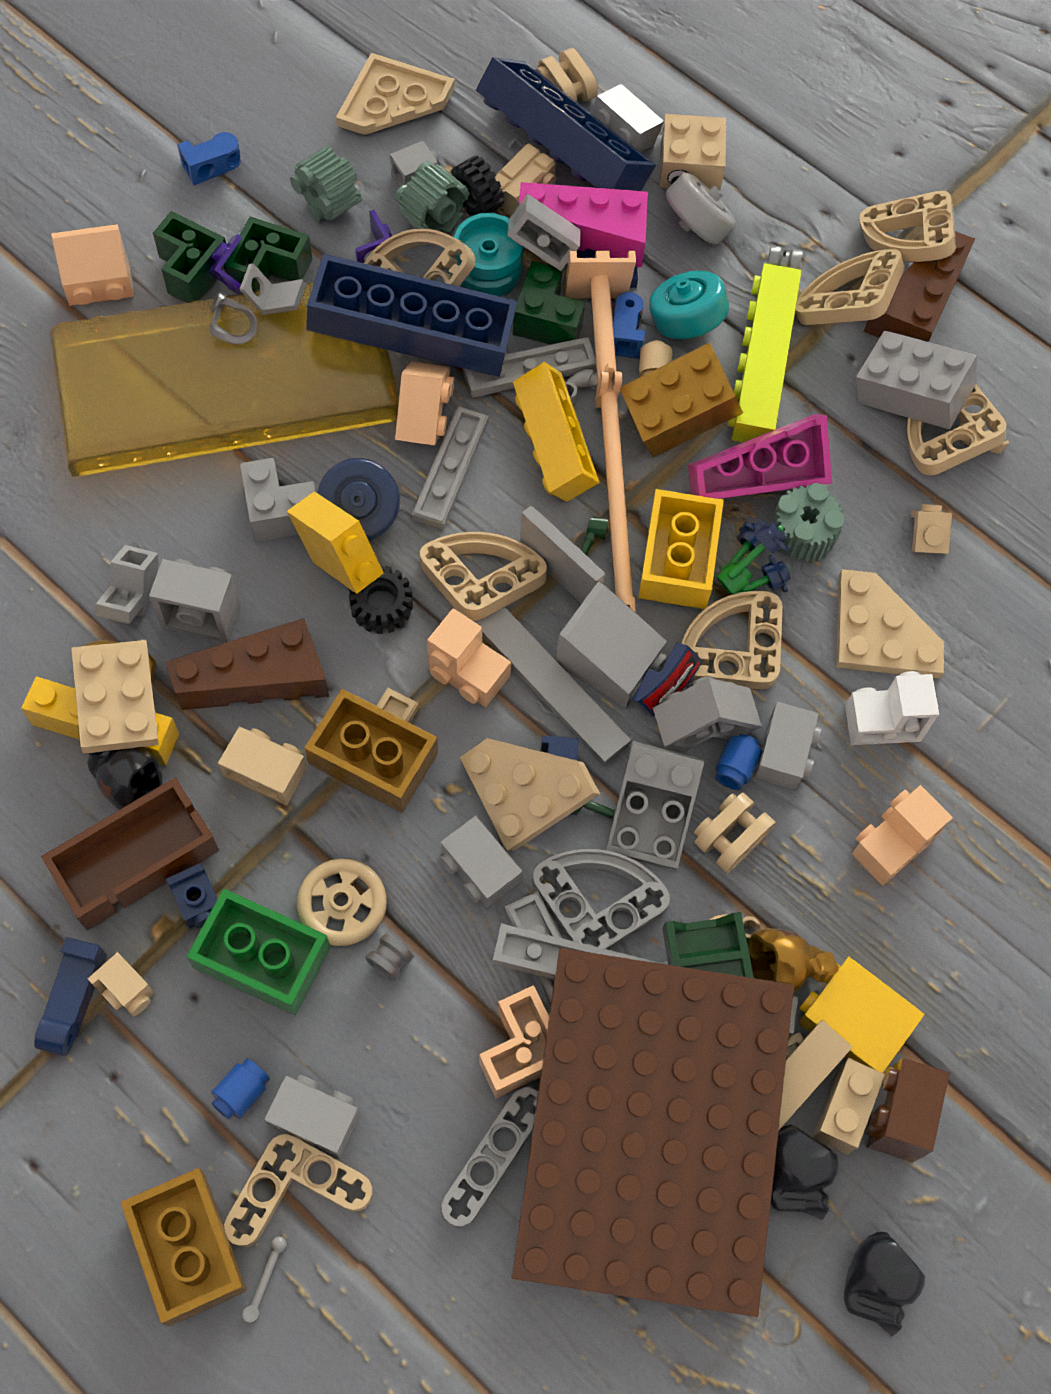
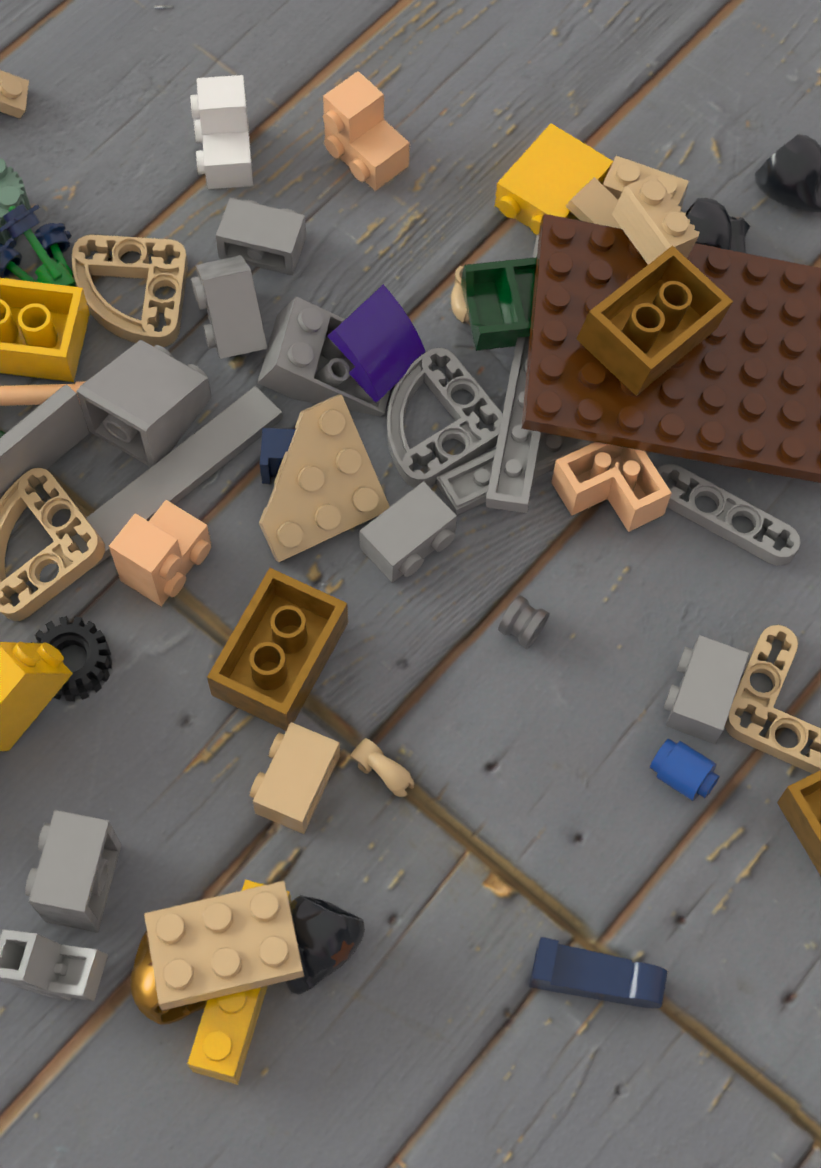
camera: 90 degrees left, 0 degrees up
(123, 985) = (580, 911): tan brick -> none
(130, 853) = (421, 916): reddish brown piece -> none
(189, 884) = (459, 854): dark blue brick -> none
(250, 669) = (167, 791): reddish brown wedge -> none
(259, 951) = (531, 755): green brick -> none
(260, 839) = (393, 774): none -> tan arm
(349, 871) = (441, 712): tan plate -> none
(398, 705) = (213, 635): tan tile -> none
(659, 1072) = (654, 320): none -> pearl gold brick
(664, 837) = (378, 343): none -> dark purple slope
(673, 678) = (194, 349): slope -> none
(733, 811) = (358, 280): tan brick -> none
(738, 761) = (280, 280): blue brick -> none
(776, 1087) = (653, 219): none -> tan brick
(788, 958) = (504, 232): pearl gold piece -> none
(882, 631) = (118, 149): tan plate -> none
(911, 1113) = (649, 131): reddish brown brick -> none

